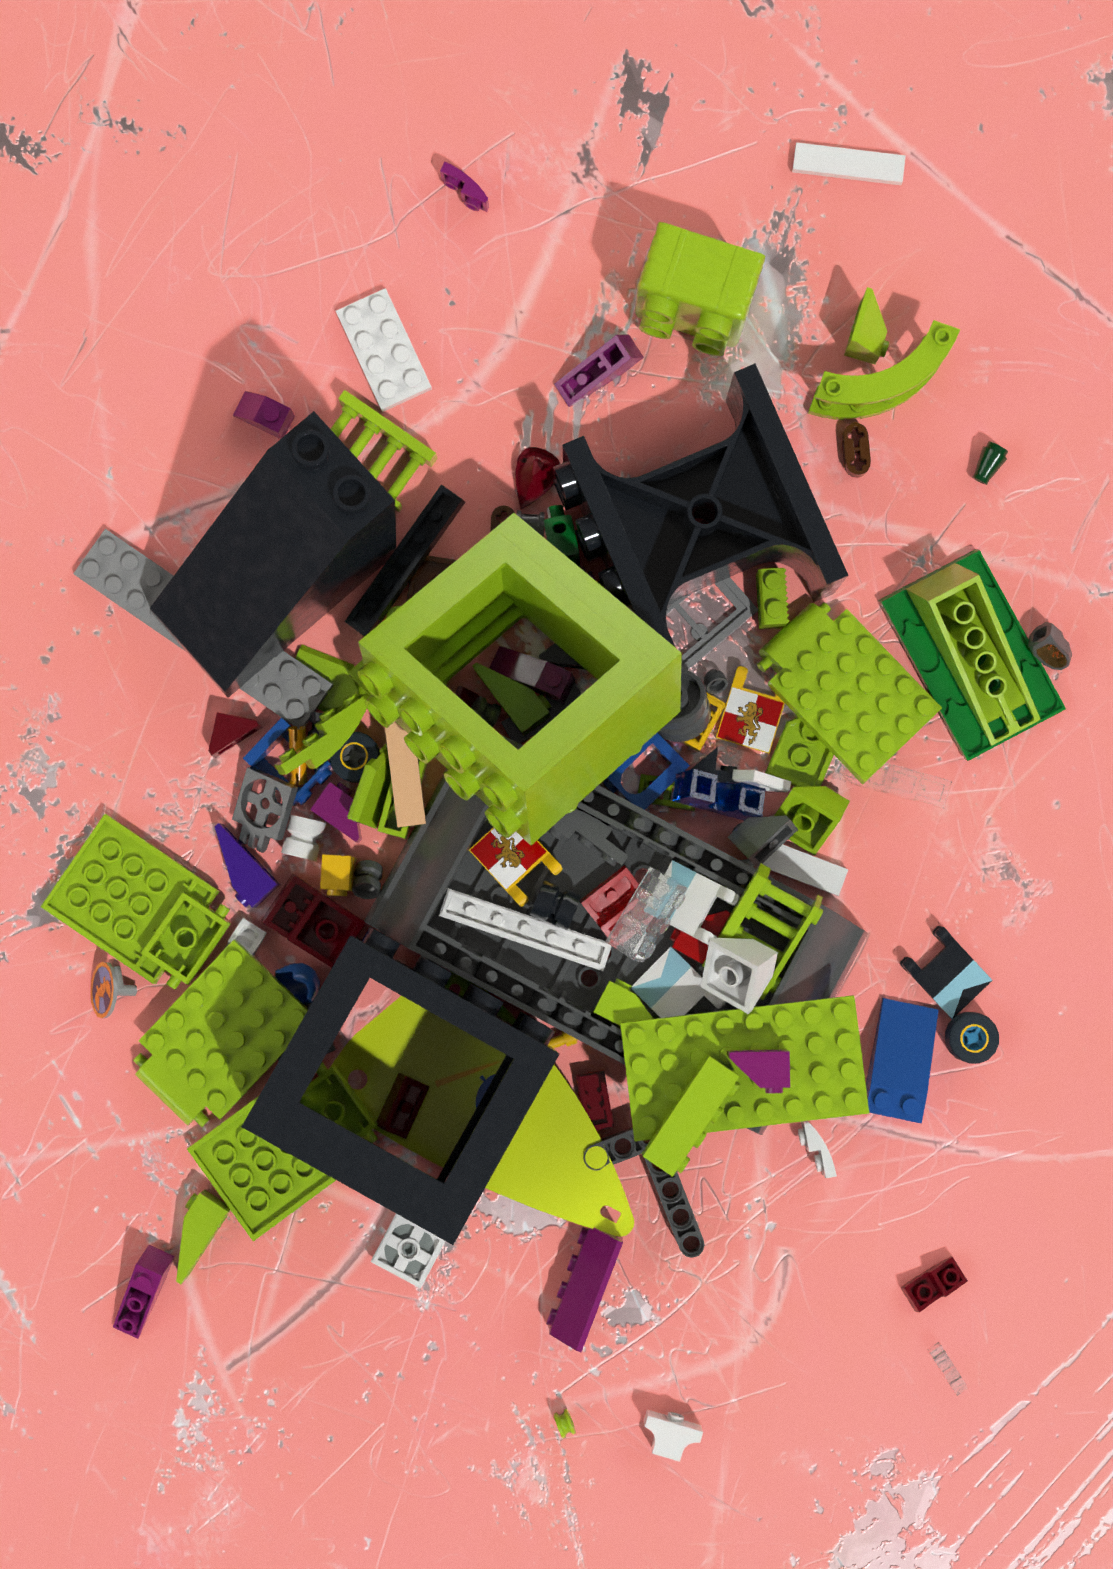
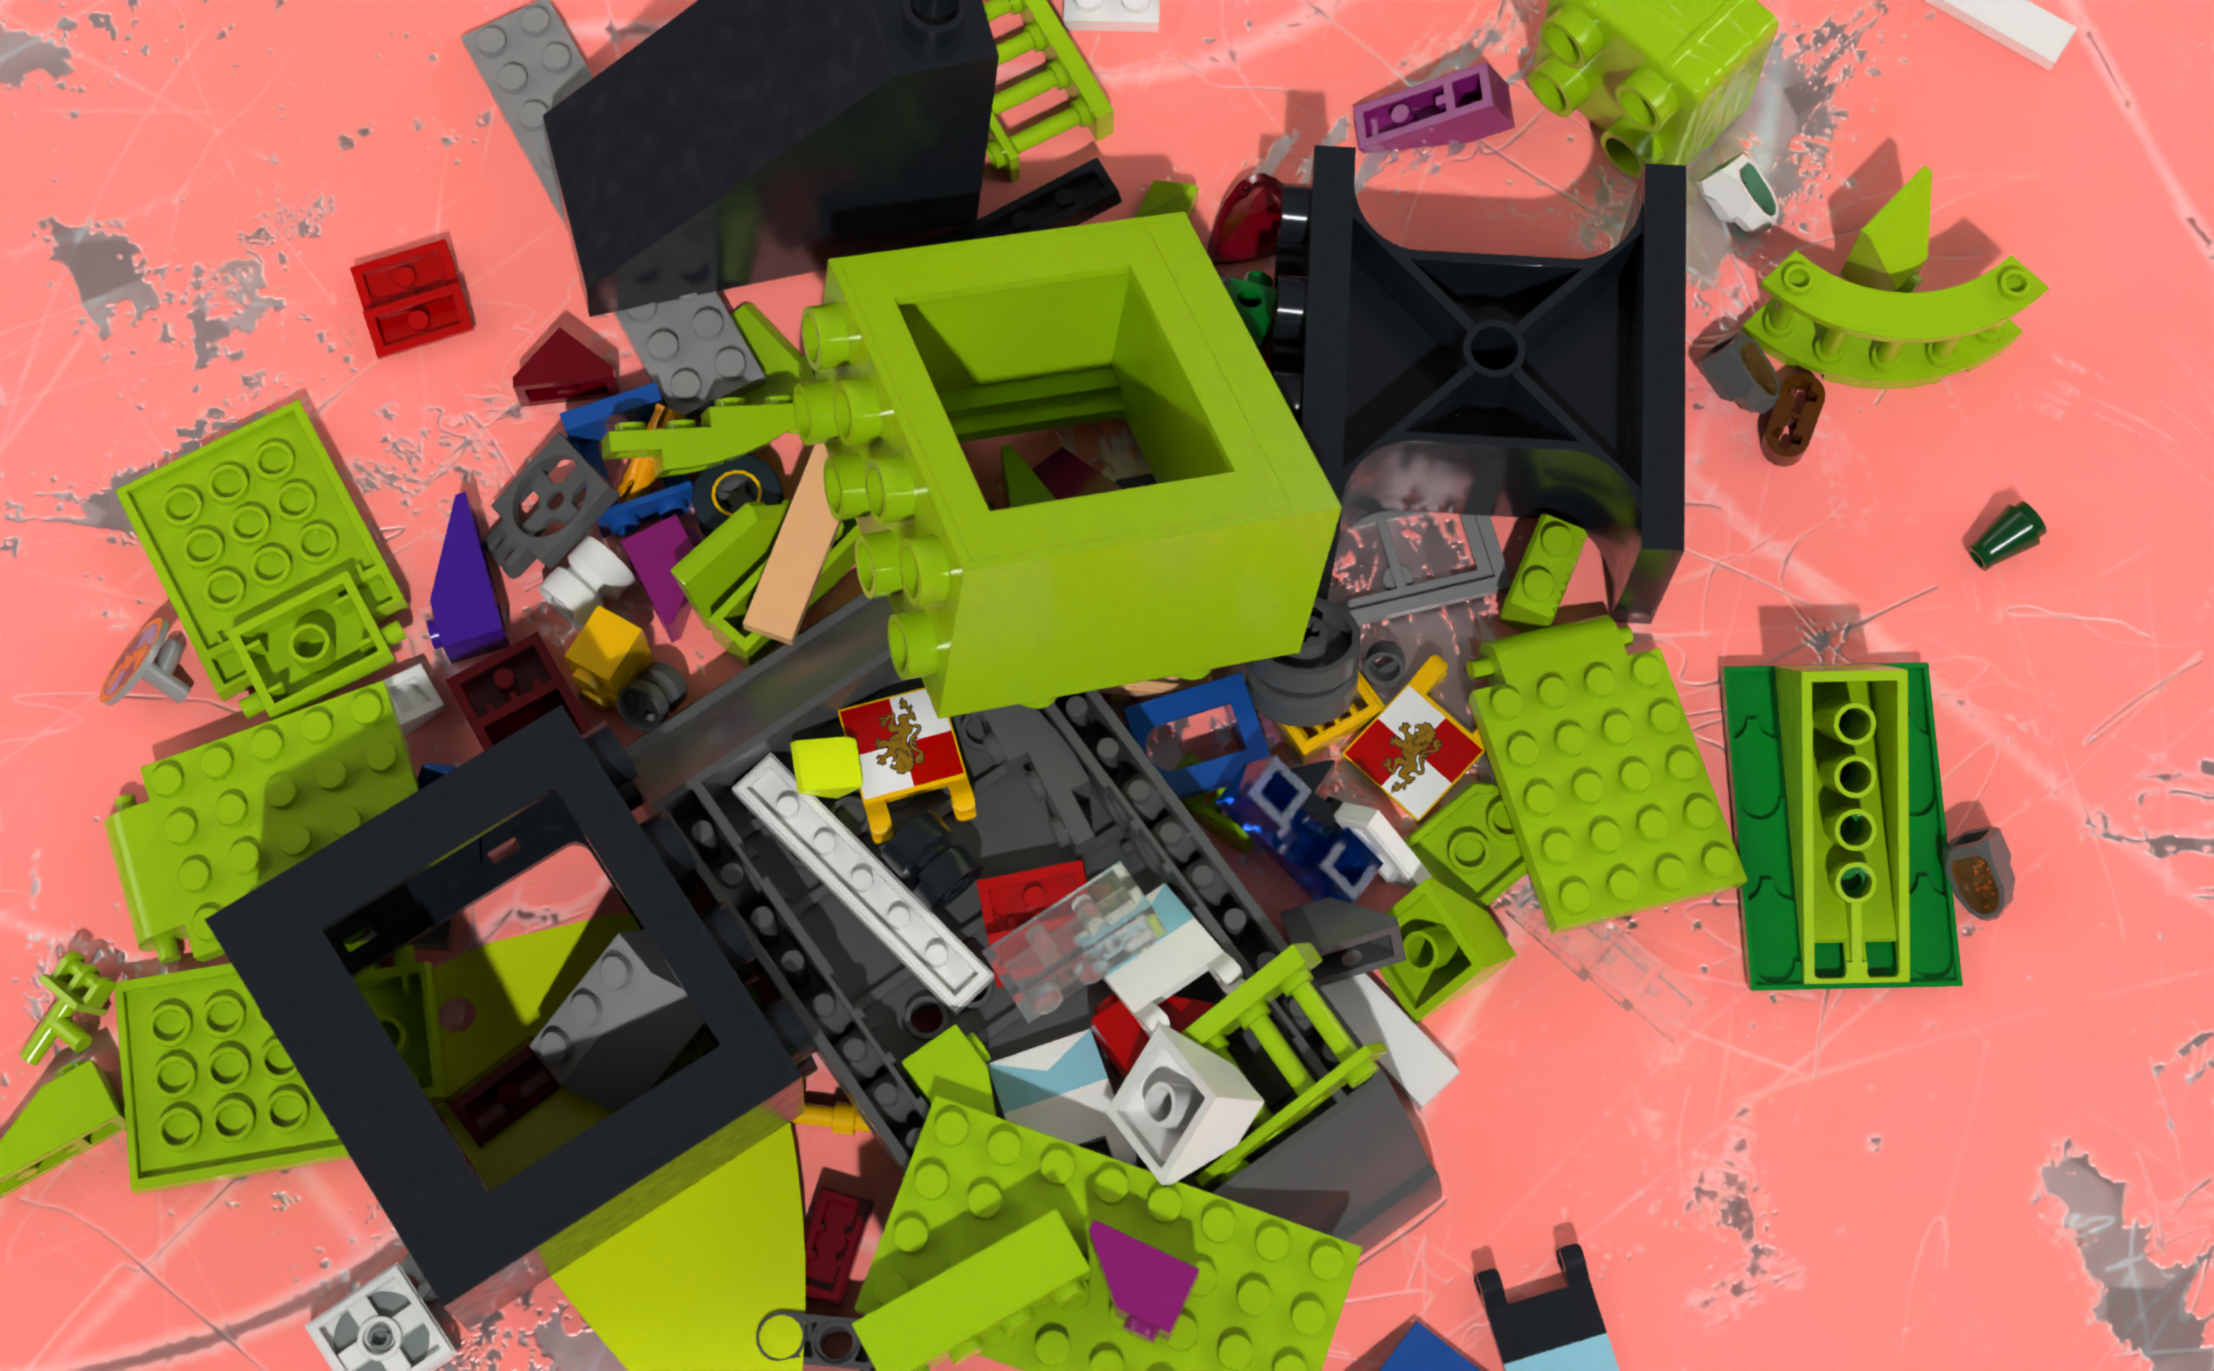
camera: 20 degrees right, 15 degrees down
(129, 729) = (412, 299): none -> red slope
(171, 1162) = (77, 990): none -> lime arm
(444, 1058) = (620, 1025): none -> light grey slope
(479, 882) = (827, 766): none -> neon yellow slope
(486, 488) = (1169, 197): none -> lime slope
(775, 338) = (1740, 195): none -> white rock
(819, 438) = (1741, 373): none -> dark grey rock

